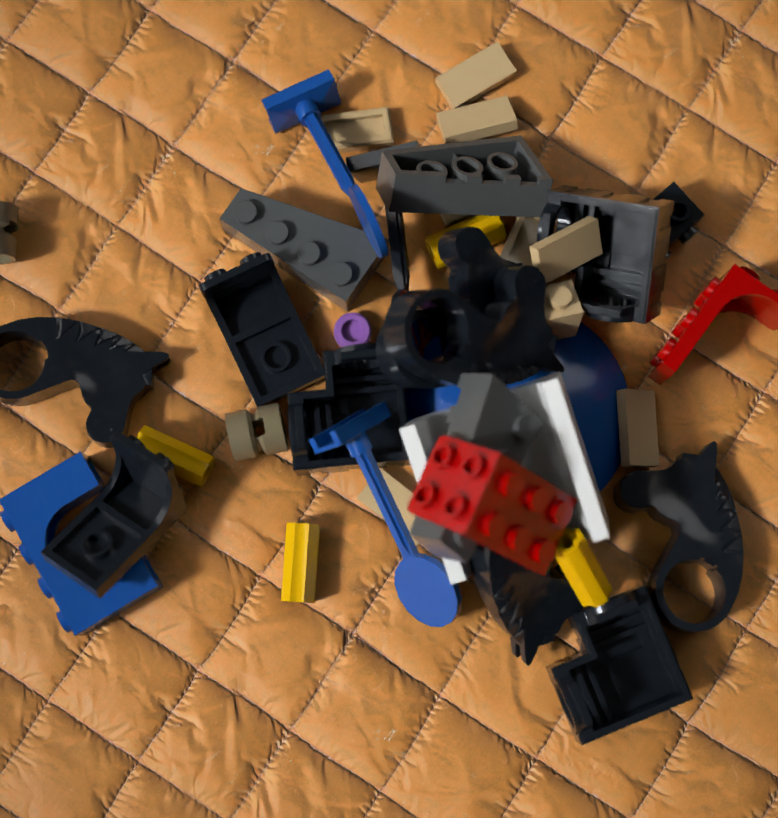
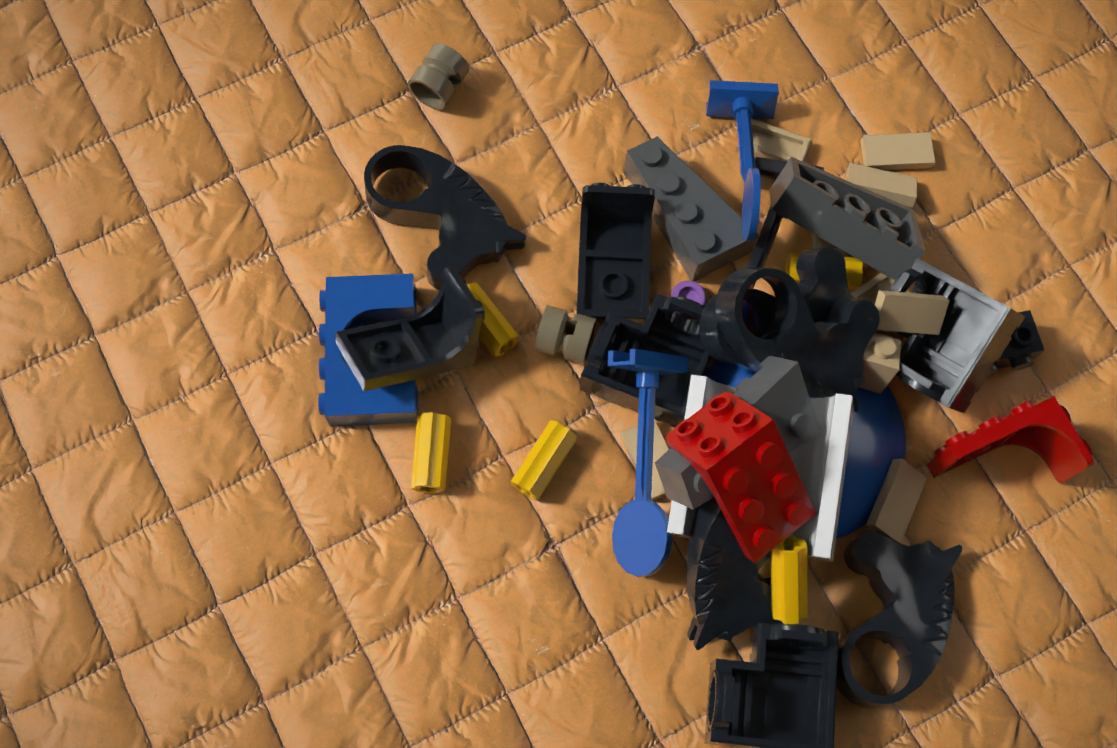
camera: 25 degrees right, 10 degrees down
(192, 612) = (431, 453): none -> yellow axle

